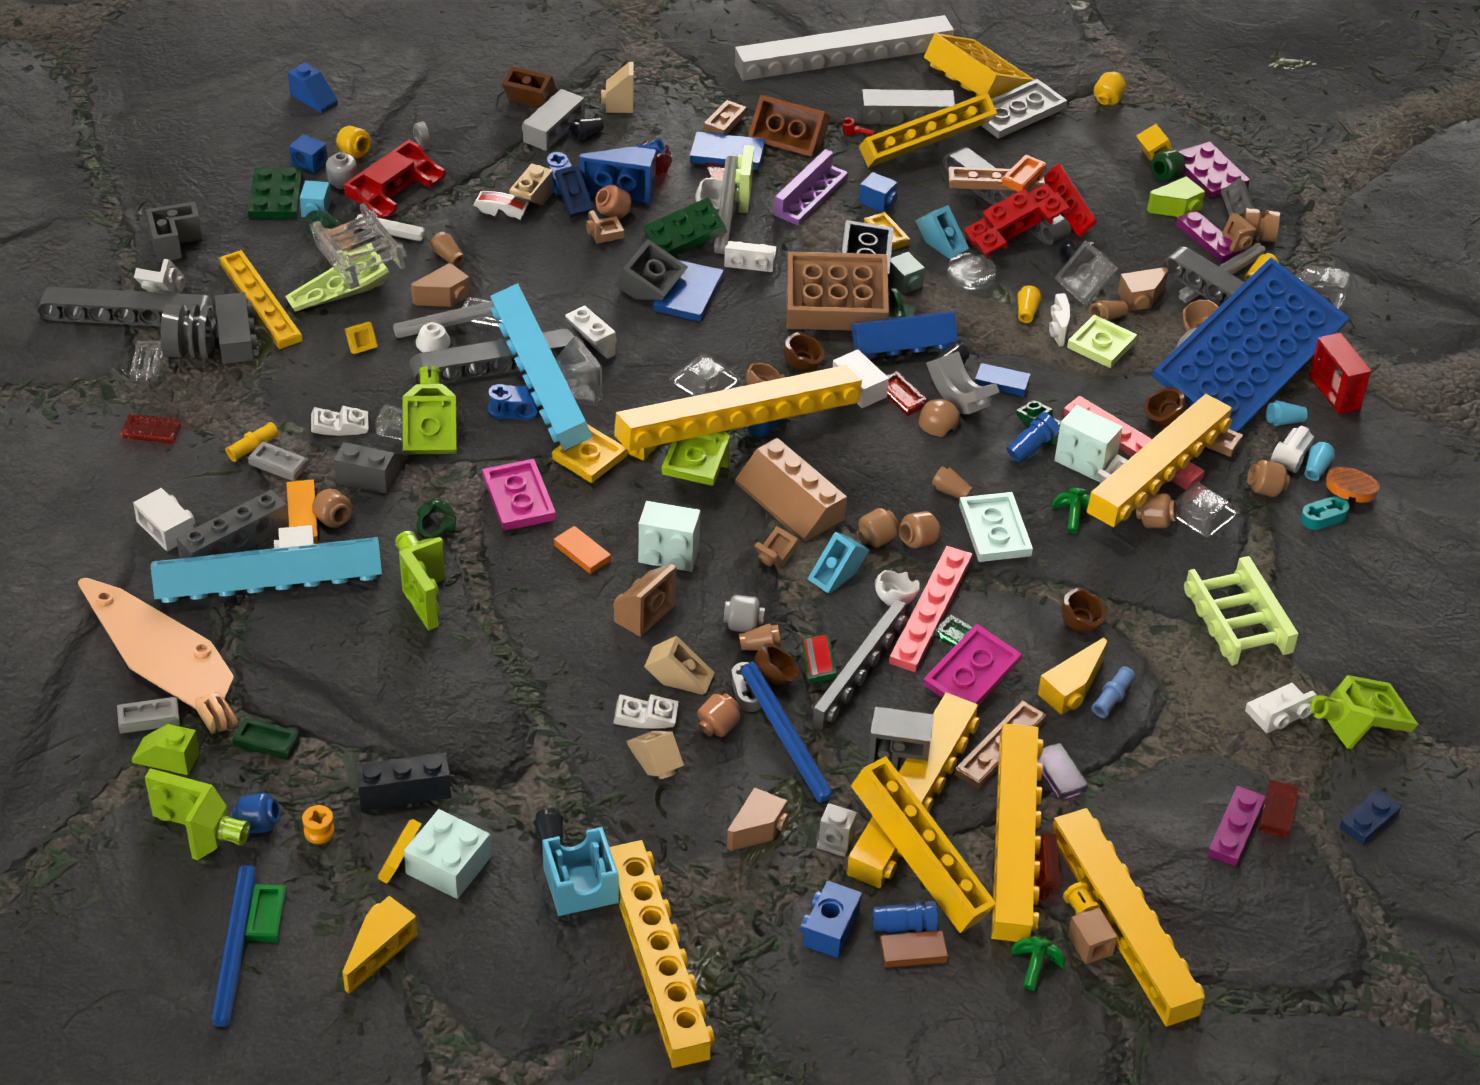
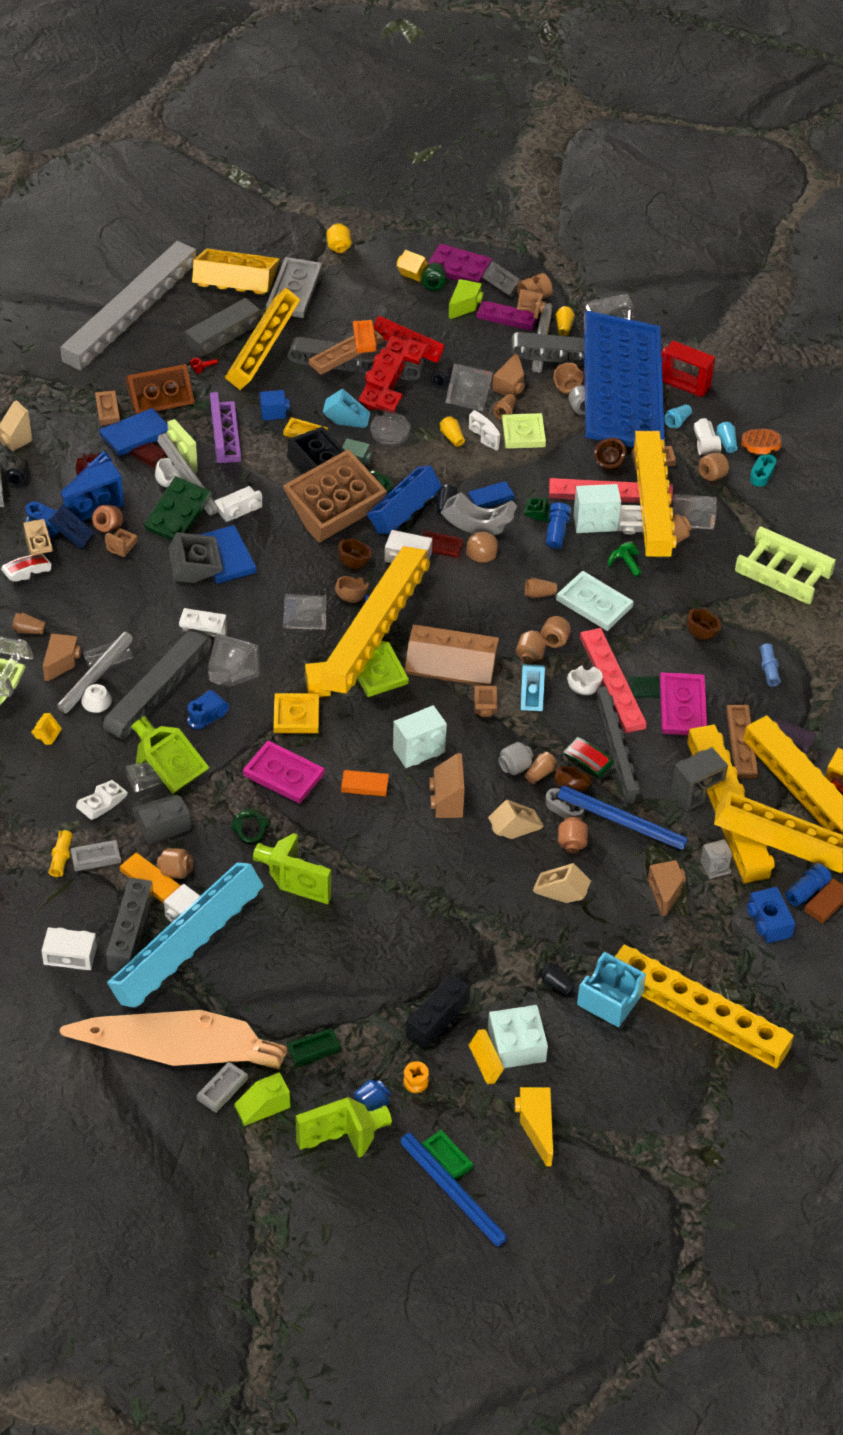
camera: 40 degrees left, 5 degrees up
(541, 368) = (209, 670): medium azure brick -> none
(650, 714) = (525, 864): white slope -> none
(1069, 682) = (743, 672): yellow slope -> none

